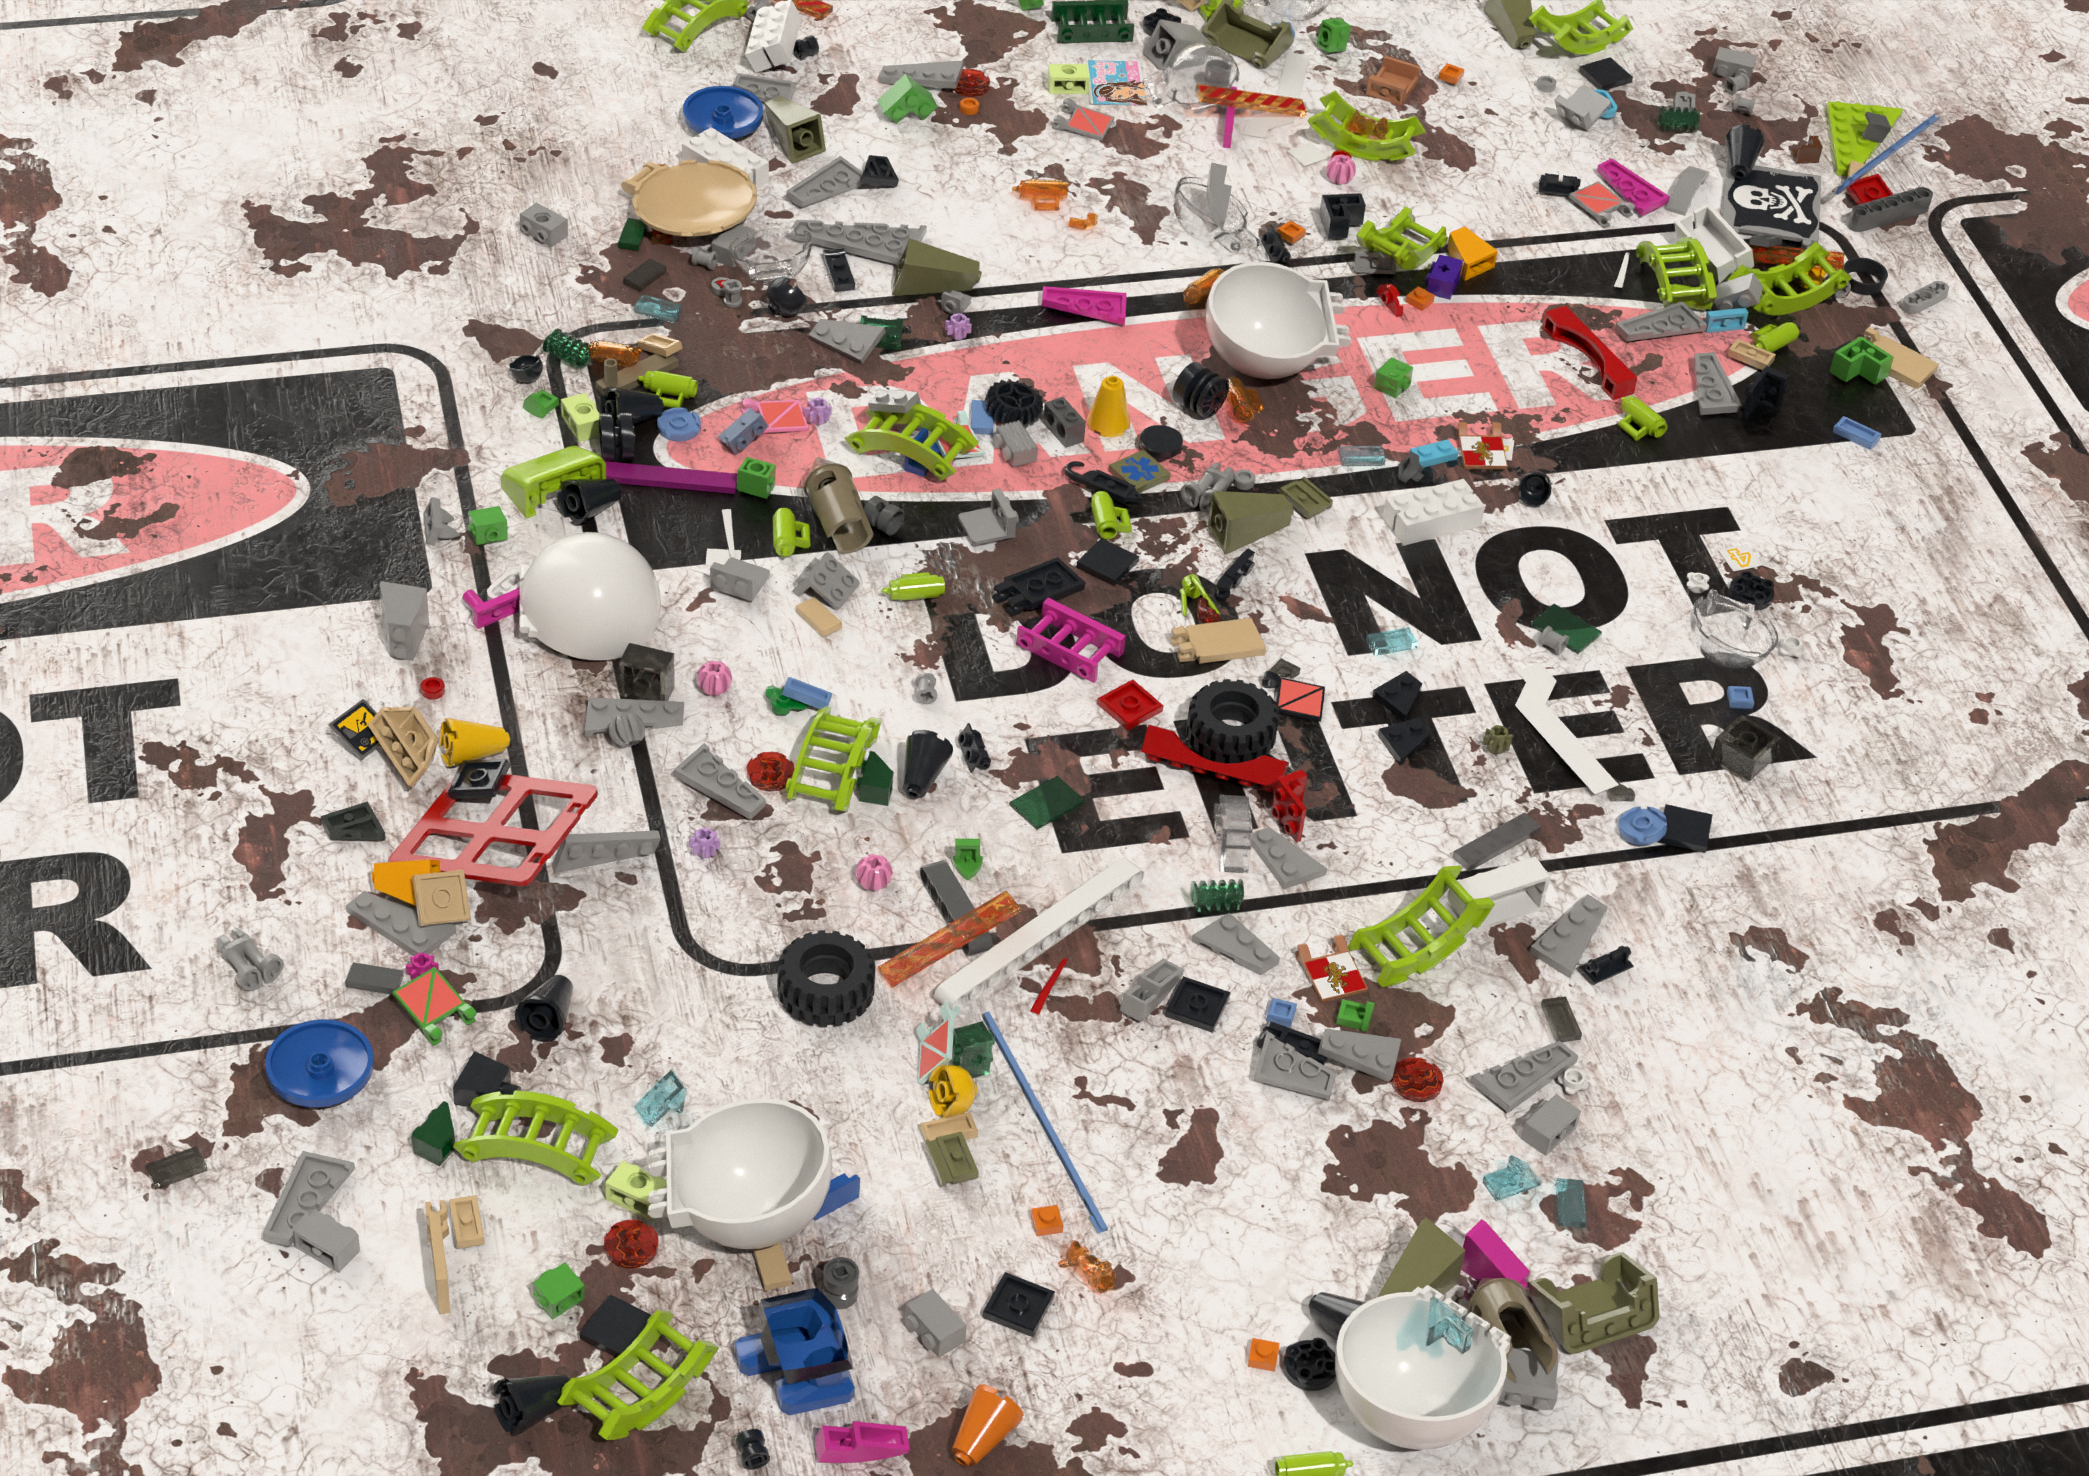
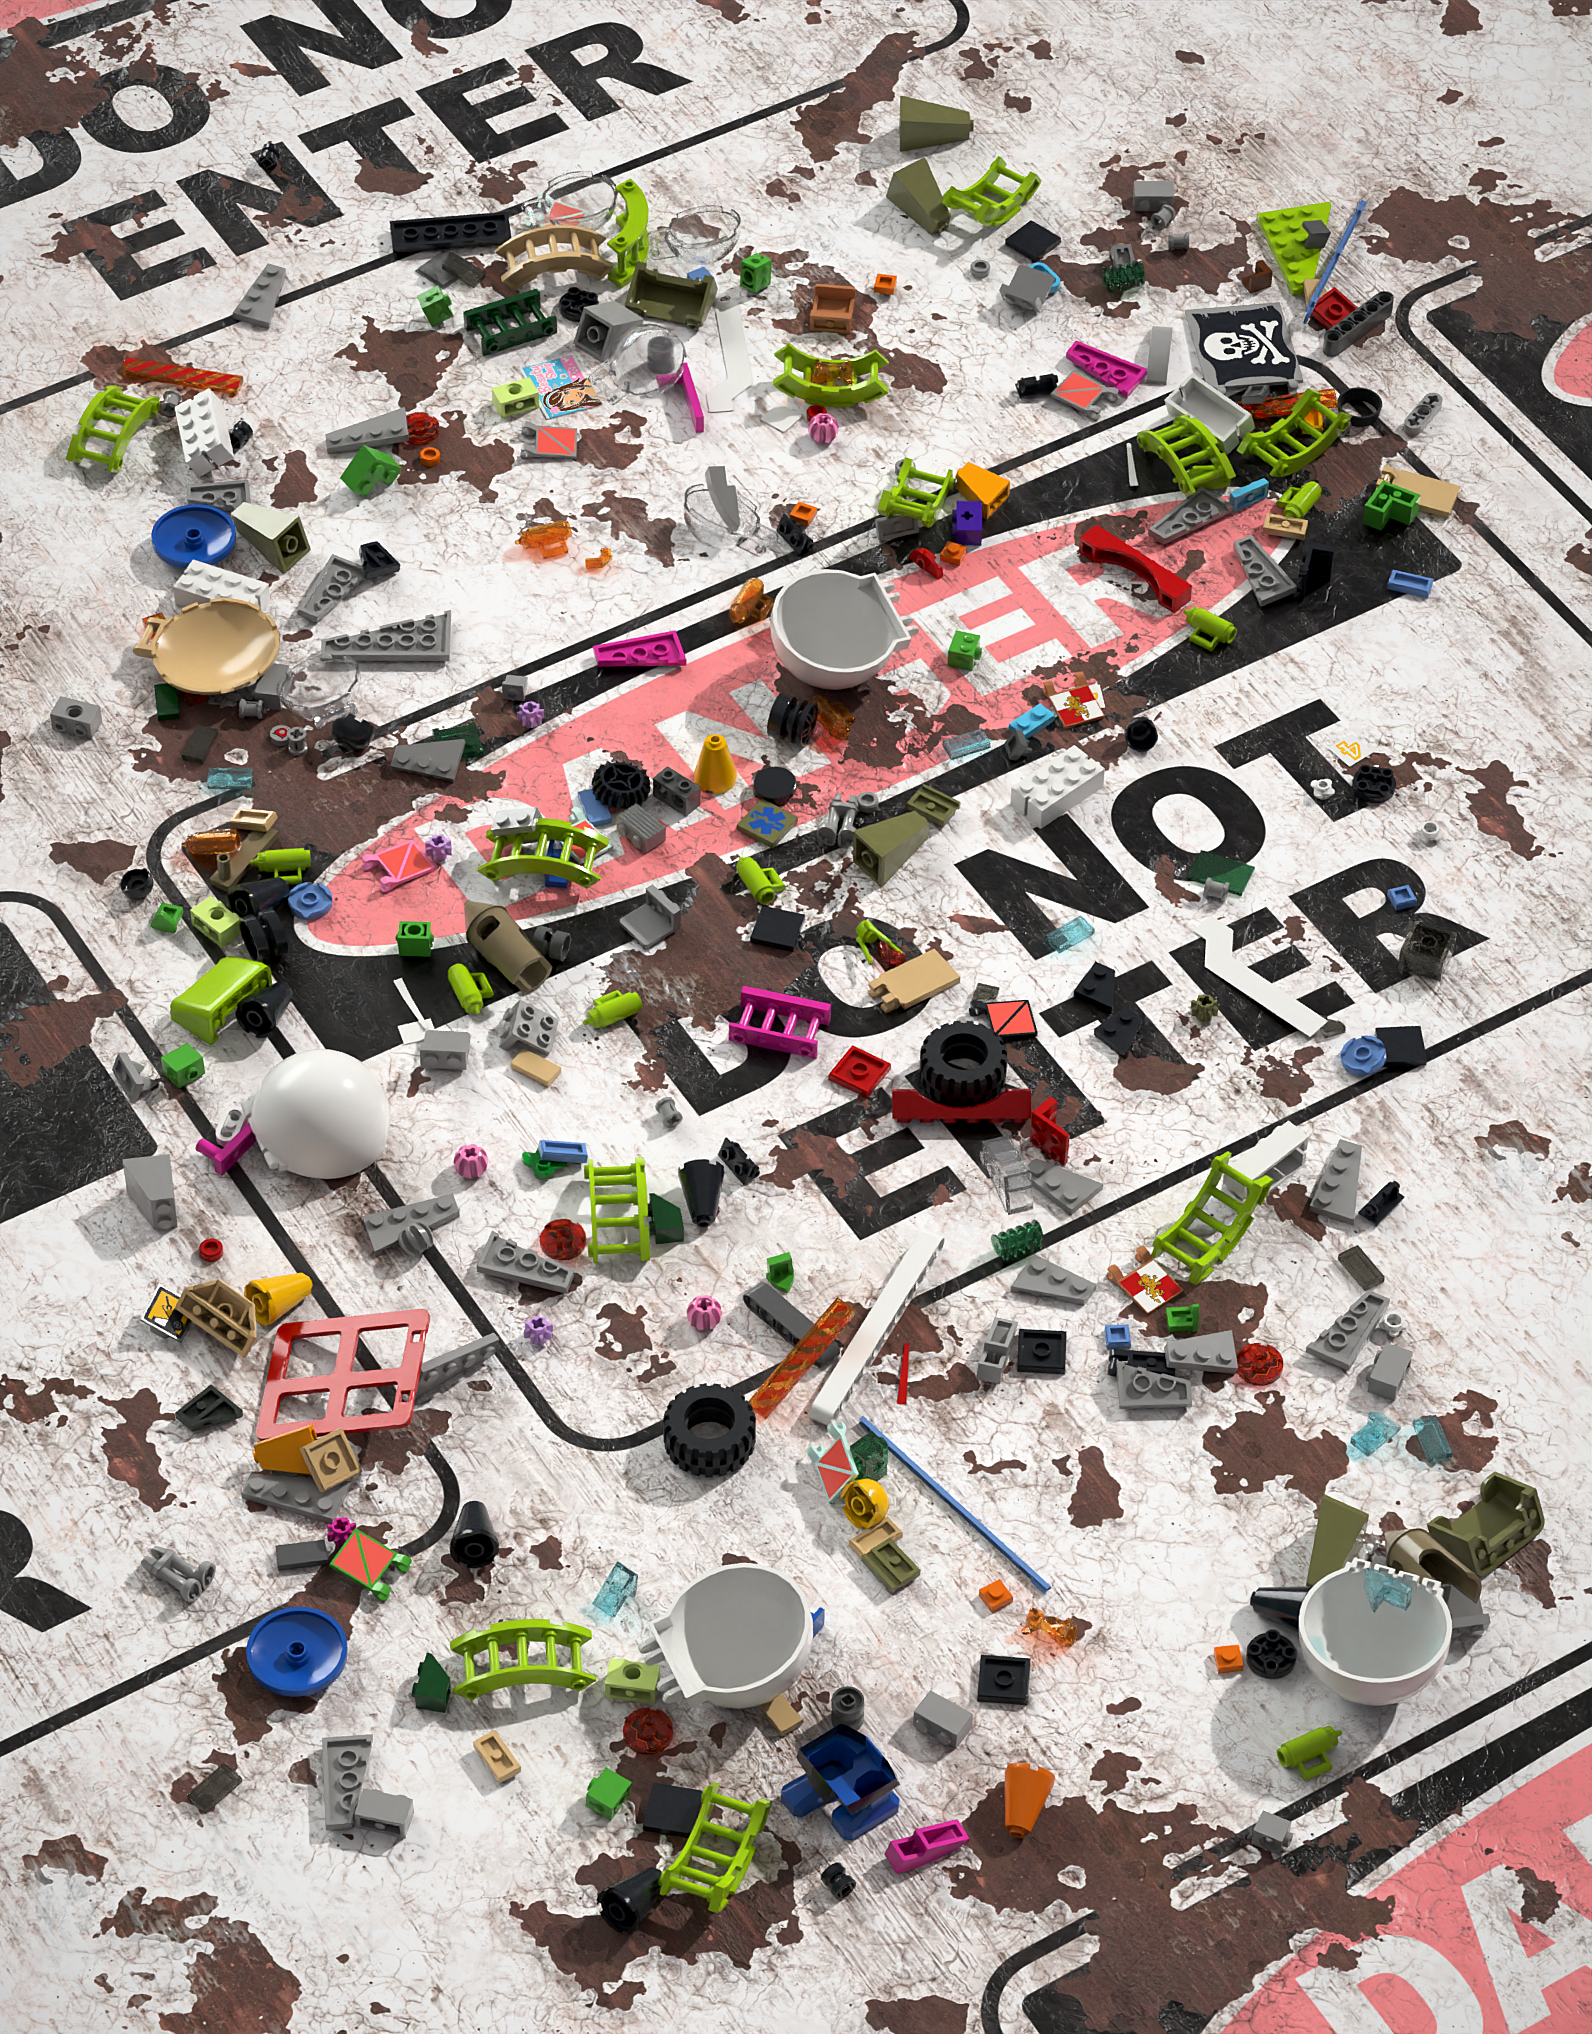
camera: 15 degrees left, 5 degrees up
(436, 1231) = (492, 1795): tan tile -> none
(479, 778) = (304, 1330): black tile -> none
(482, 1077) = (450, 1620): black torso -> none
(567, 348) = (166, 850): clear green piece -> none
(646, 673) = (409, 1177): clear smoke brick -> none
(672, 477) = (332, 960): magenta tile -> none
(743, 431) = (378, 891): sand blue bracket -> none
(838, 270) = (385, 683): black plate -> none
(933, 270) = (479, 659): olive slope -> none
(1036, 584) = (725, 974): black tile -> none
(1047, 802) = (825, 1194): clear green piece -> none
(1100, 481) = (740, 846): black plate -> none
(1234, 575) = (901, 909): black hinge -> none
(1250, 100) = (706, 374): clear orange tile -> none
(1340, 212) = (843, 479): black brick -> none
(1490, 1257) = (1389, 1511): dark pink slope -> none
(1496, 841) = (1240, 1110): flat silver tile -> none
(1730, 632) = (1373, 836): clear windscreen -> none
(1738, 292) = (1253, 464): light grey brick -> none
(1743, 149) = (1199, 297): black cone -> none

